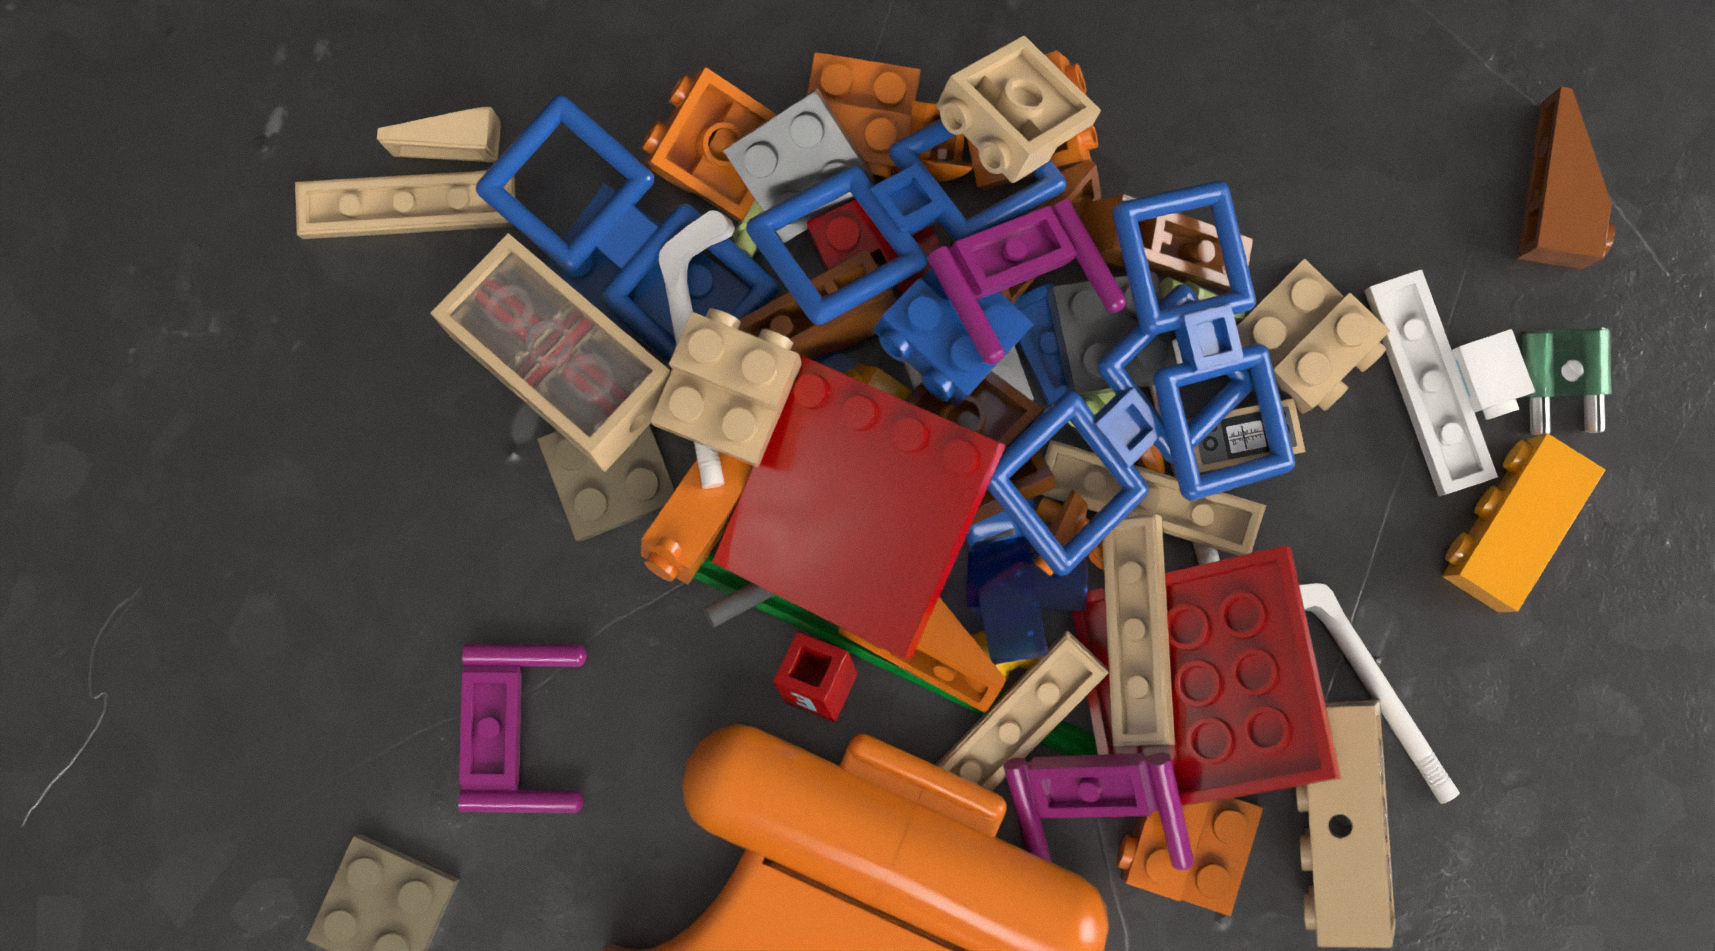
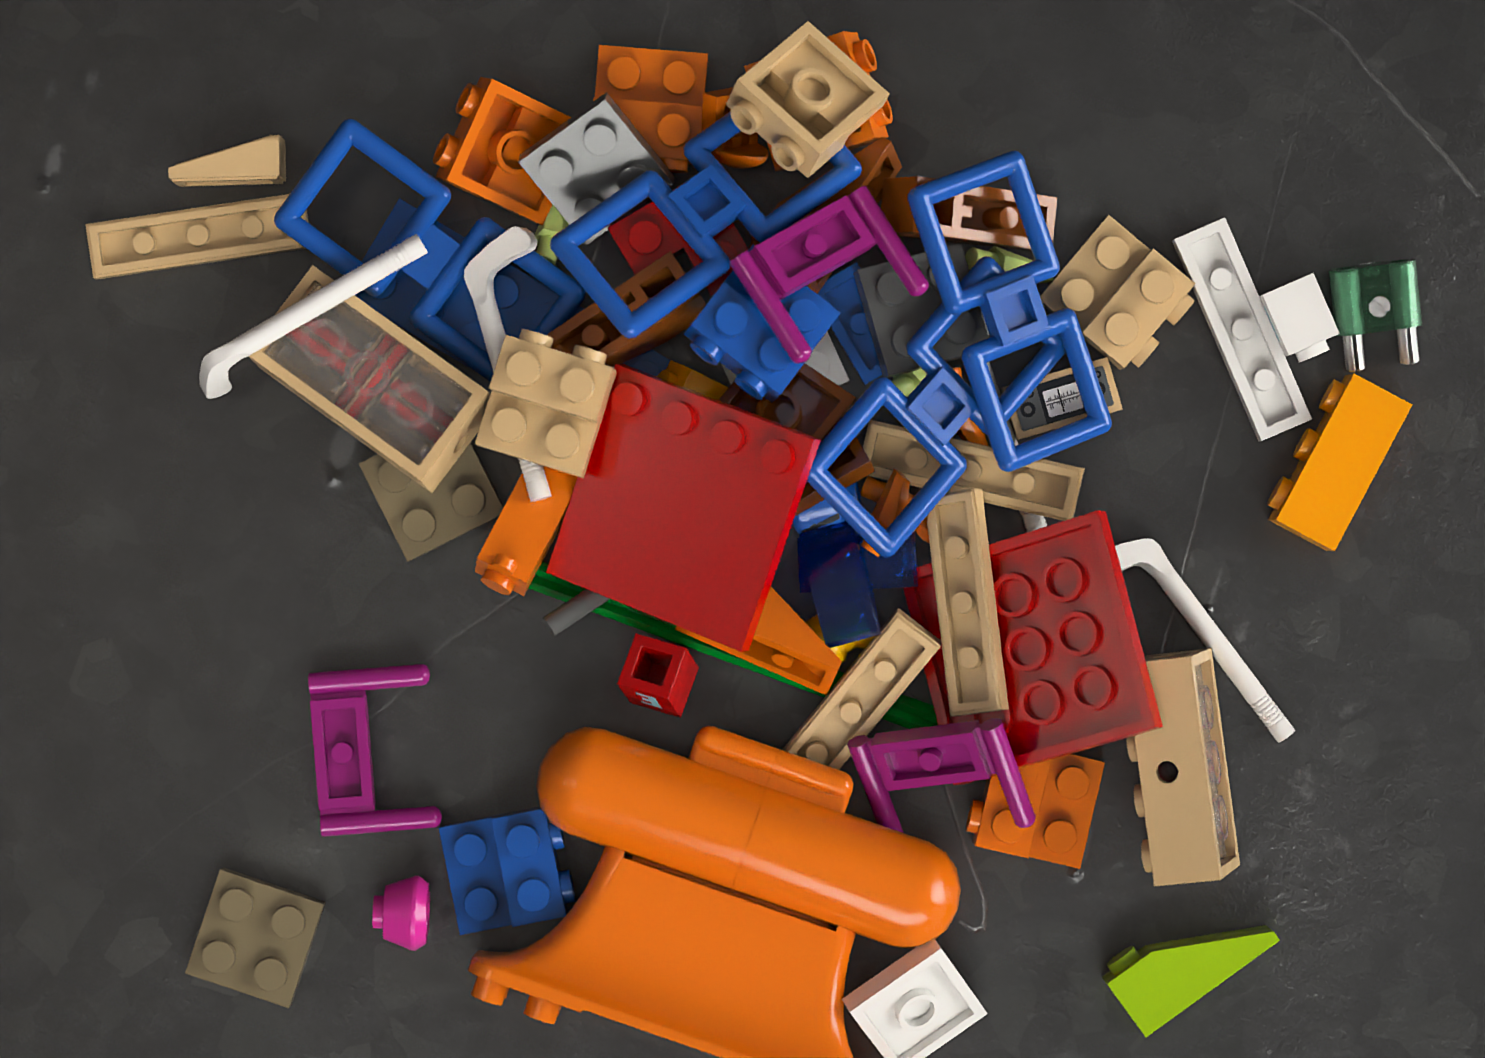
camera: 20 degrees left, 5 degrees up
(403, 316) = (216, 364): none -> white piece
(534, 898) = (404, 912): none -> dark pink cone
(643, 864) = (506, 870): none -> blue plate
(1566, 192) = (1365, 133): dark orange slope -> none

